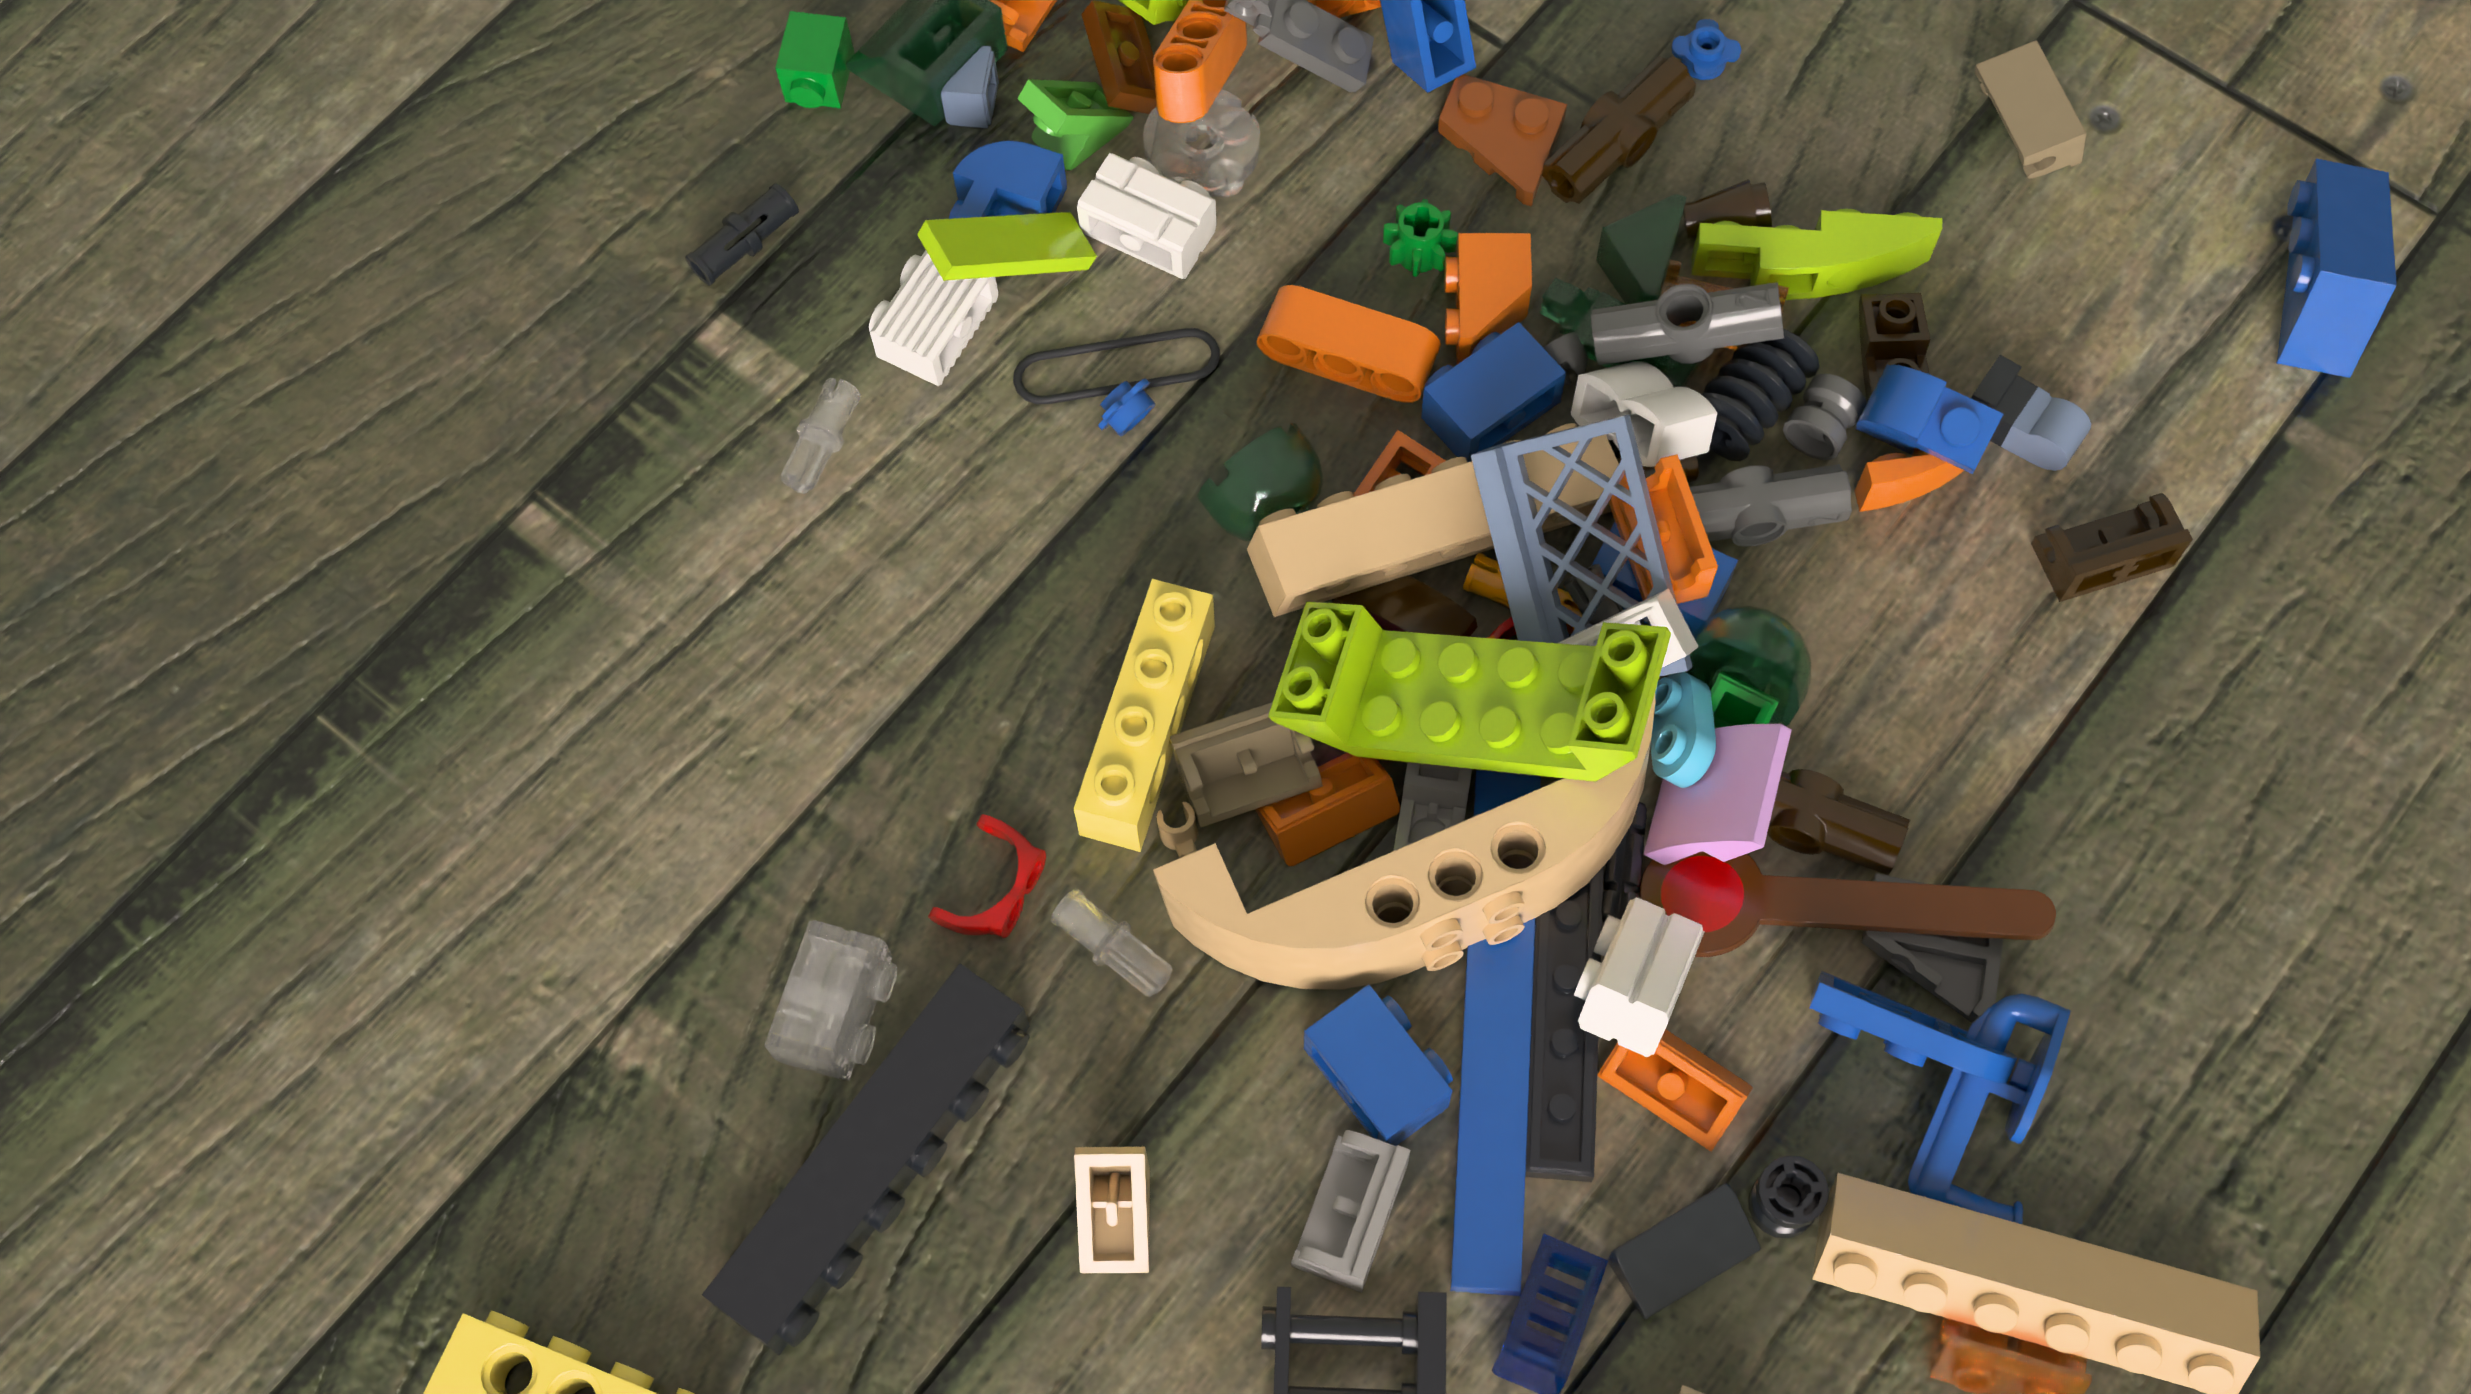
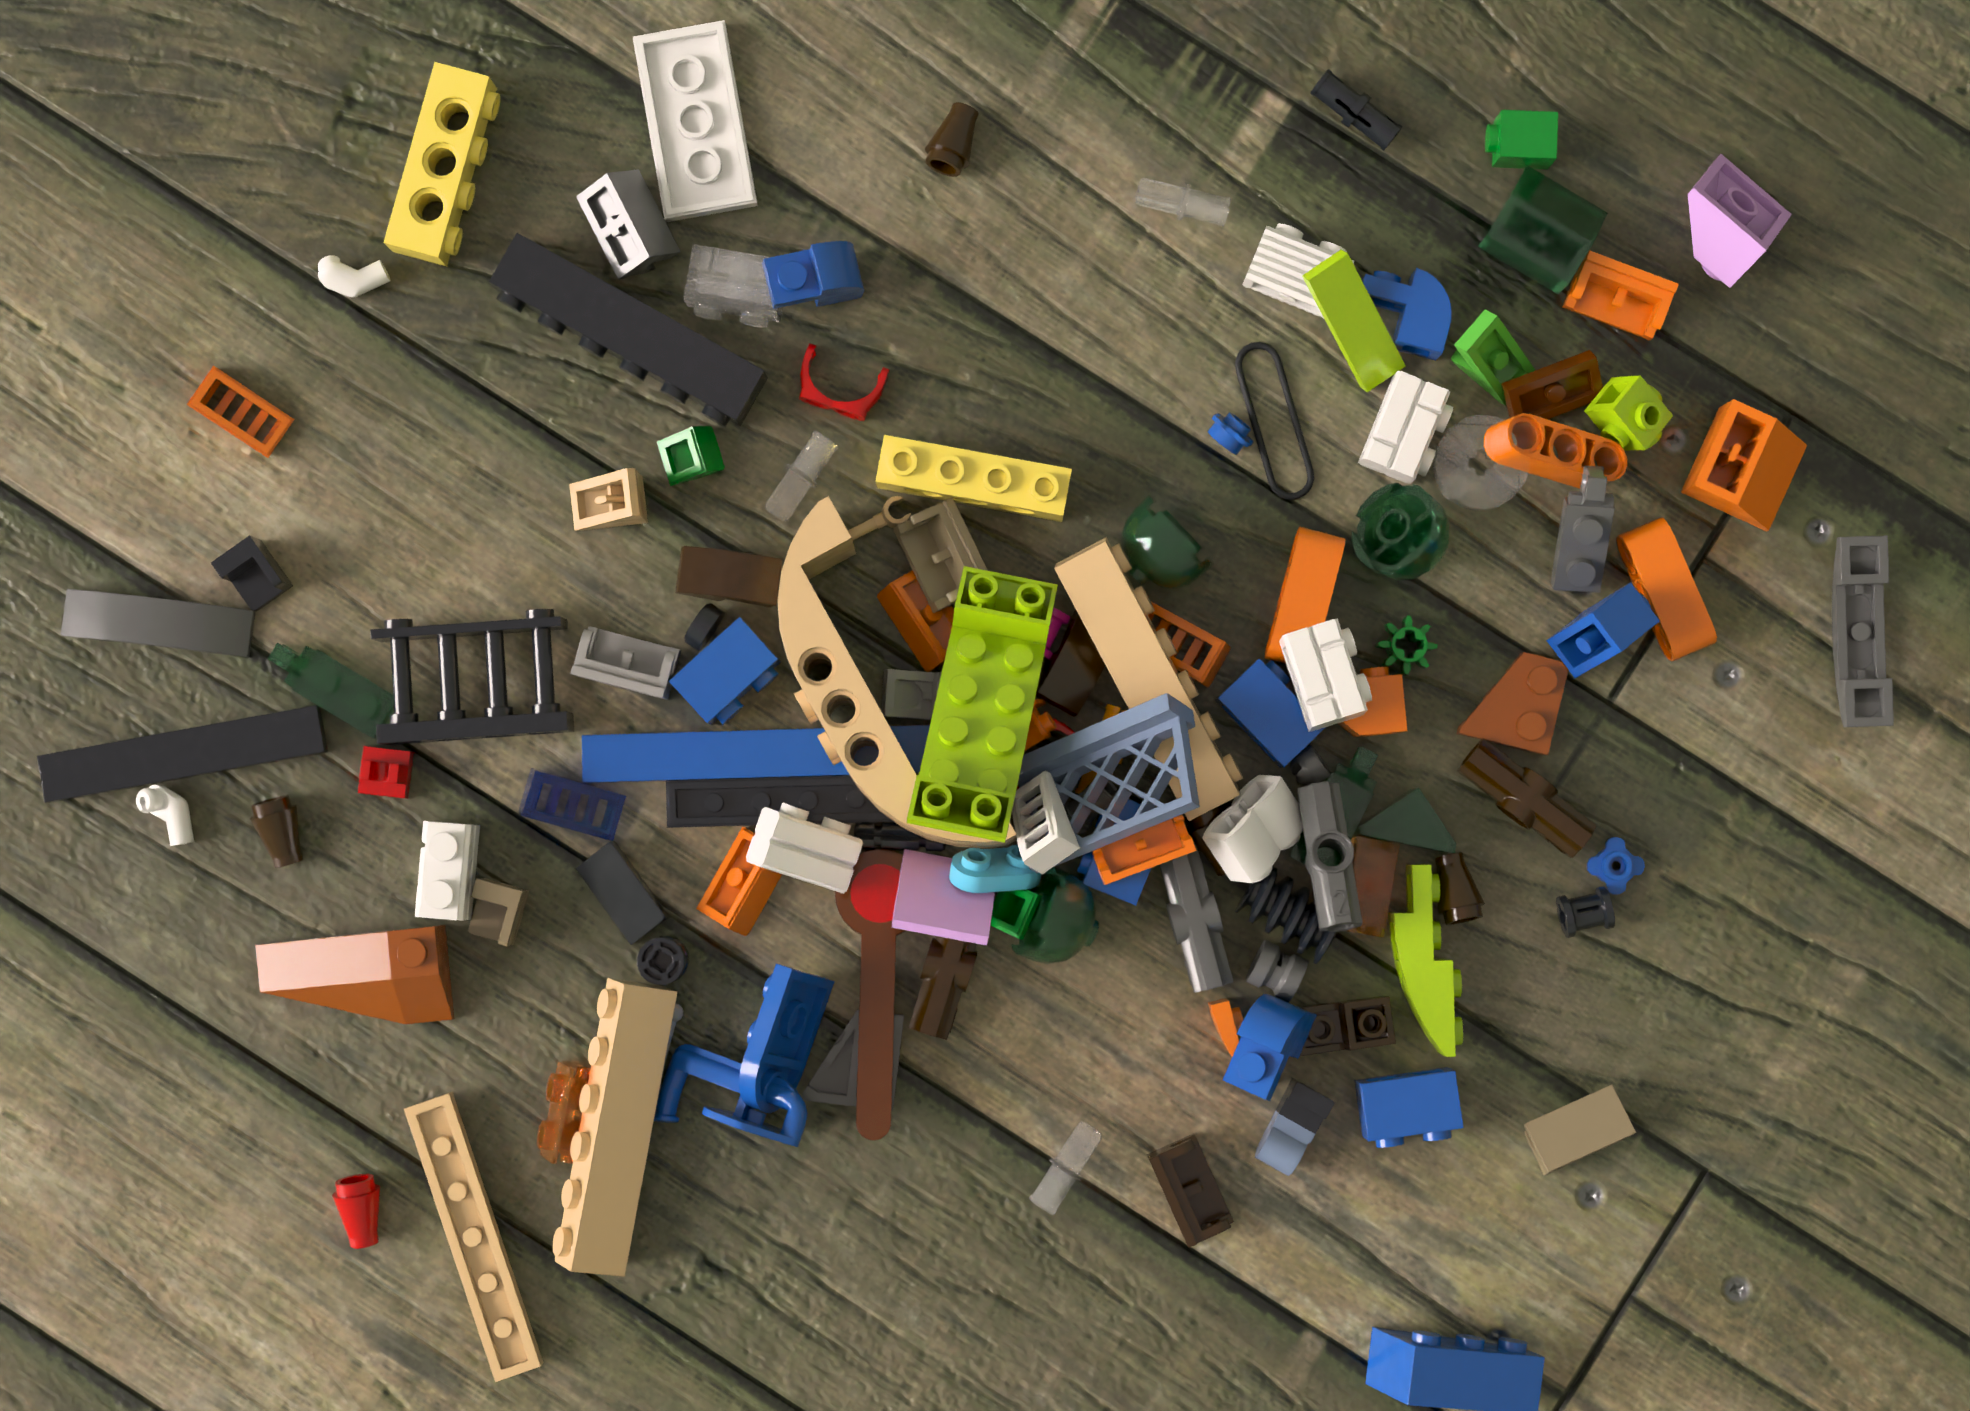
camera: 85 degrees right, 20 degrees up
(588, 1043) = (695, 121): none -> white tile
(689, 703) = (952, 143): none -> dark brown cone
(716, 1143) = (627, 223): none -> dark grey hinge
(838, 885) = (822, 274): none -> blue brick
(972, 91) = (1508, 273): sand blue slope -> none
(1061, 1097) = (690, 454): none -> green slope
(1241, 1053) = (728, 575): none -> dark brown slope
(1278, 218) = (1401, 532): none -> clear green cylinder
(1310, 1092) = (704, 626): none -> black tile
(1455, 304) = (1325, 674): none -> white brick
(1772, 86) = (1601, 913): none -> black bush
(1999, 286) = (1408, 1106): none -> blue brick
(2081, 692) = (1066, 1167): none -> clear axle

